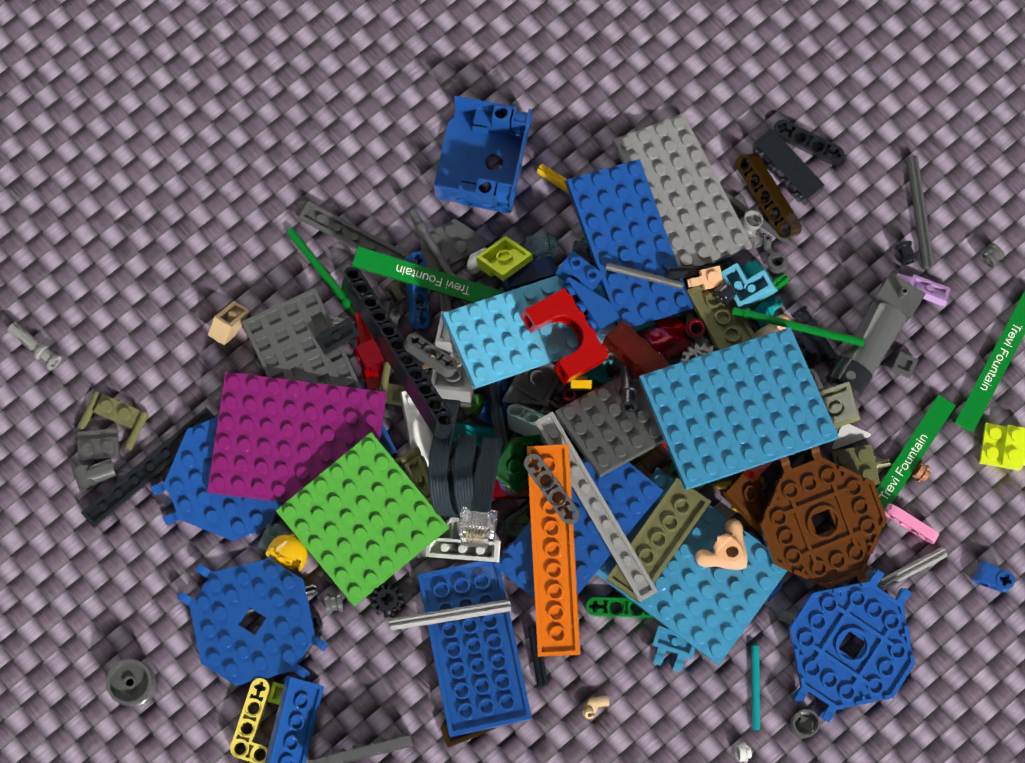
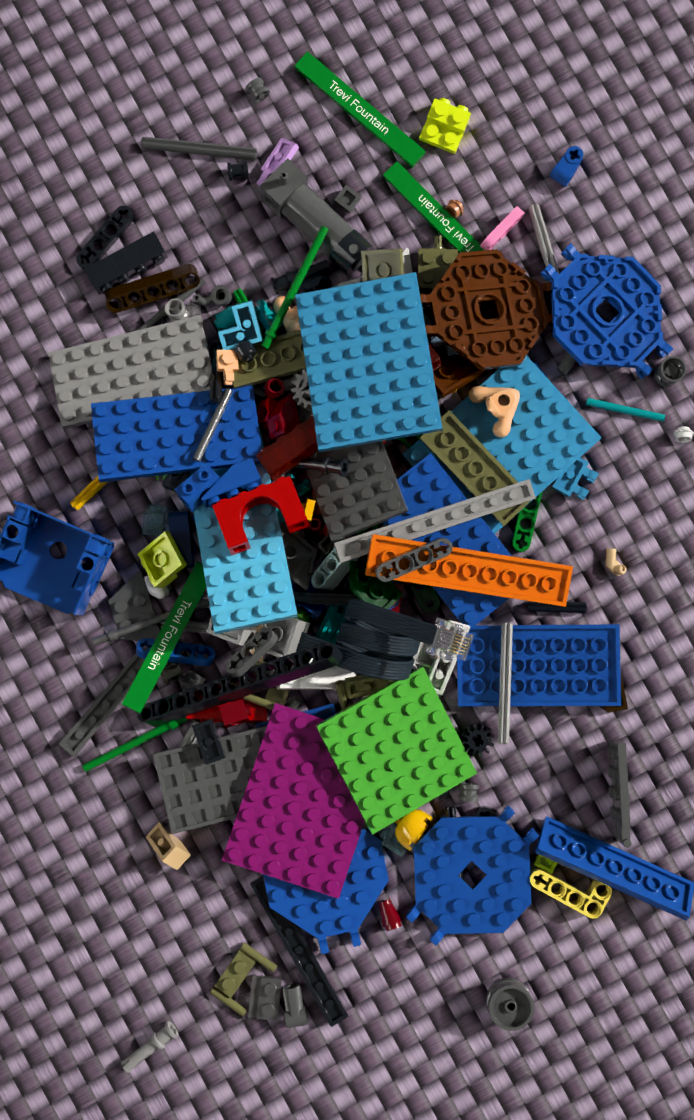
camera: 80 degrees left, 10 degrees up
(197, 549) = (389, 915): none -> dark red cone

